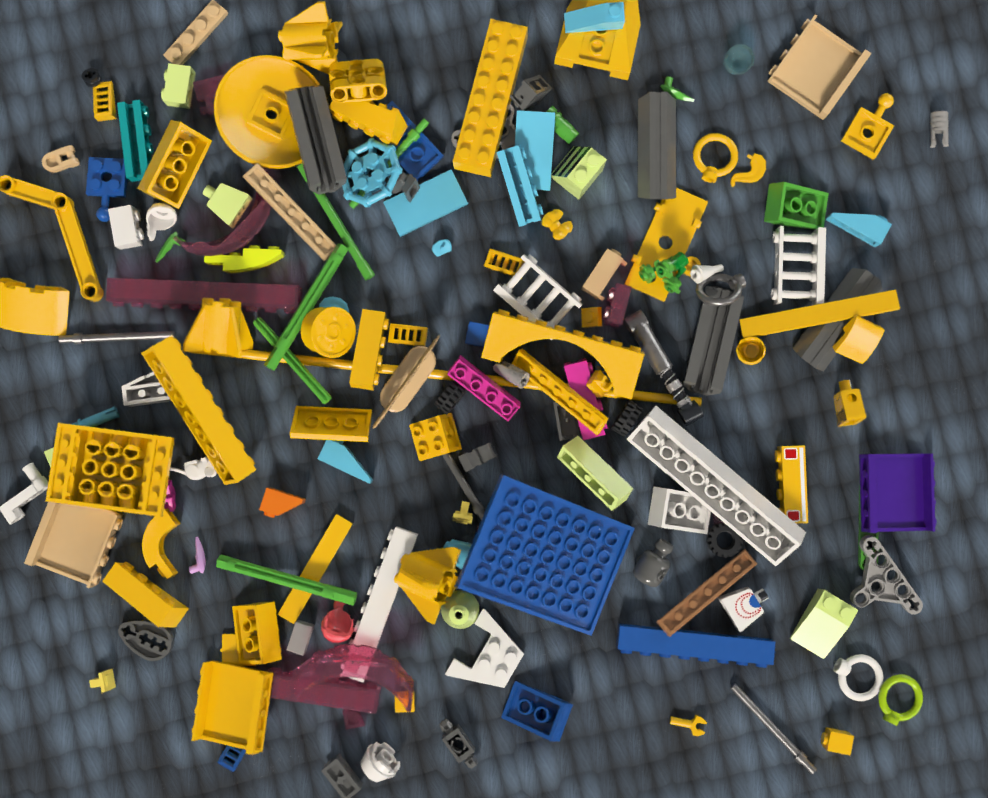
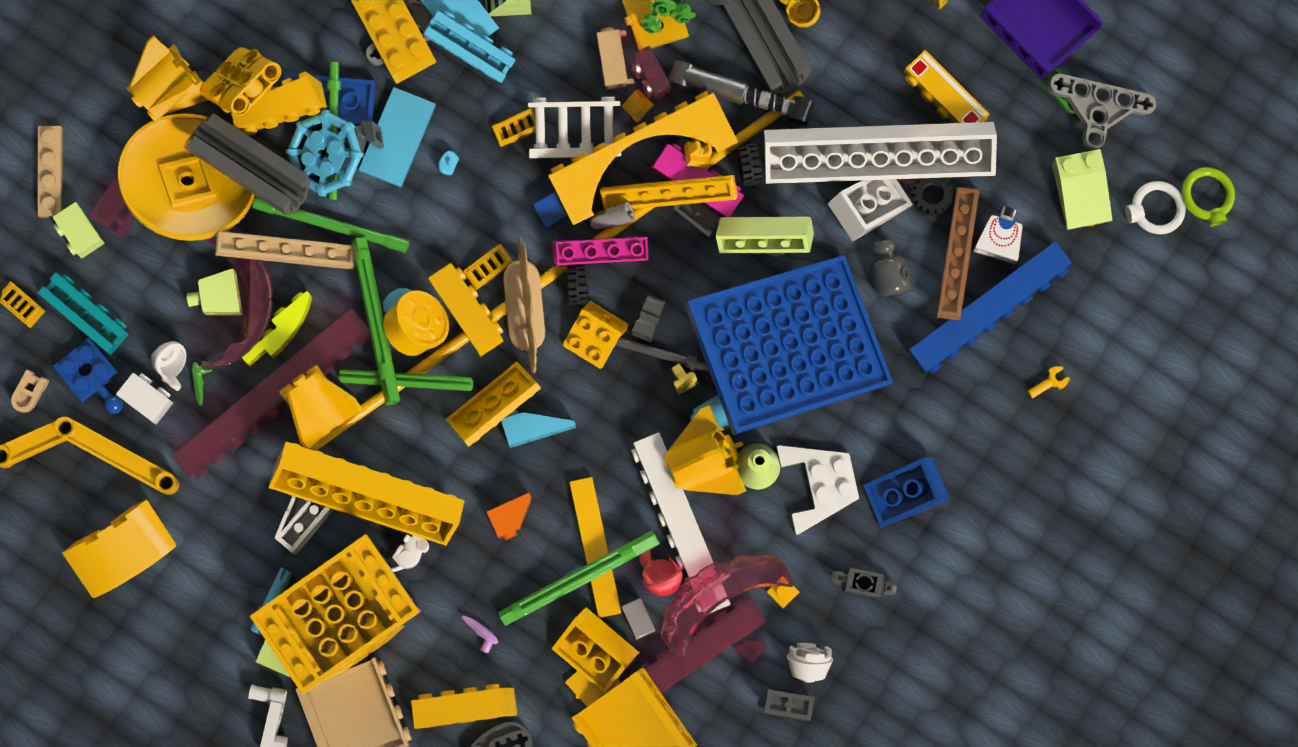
camera: 50 degrees left, 5 degrees down
(80, 338) = (192, 536): flat silver bar -> none
(154, 543) = (422, 643): yellow arch -> none
(174, 164) = (141, 300): yellow brick -> none
(559, 230) = (539, 55): yellow piece -> none
(799, 756) = (1168, 323): flat silver bar -> none
(837, 741) = (1188, 279): yellow brick -> none

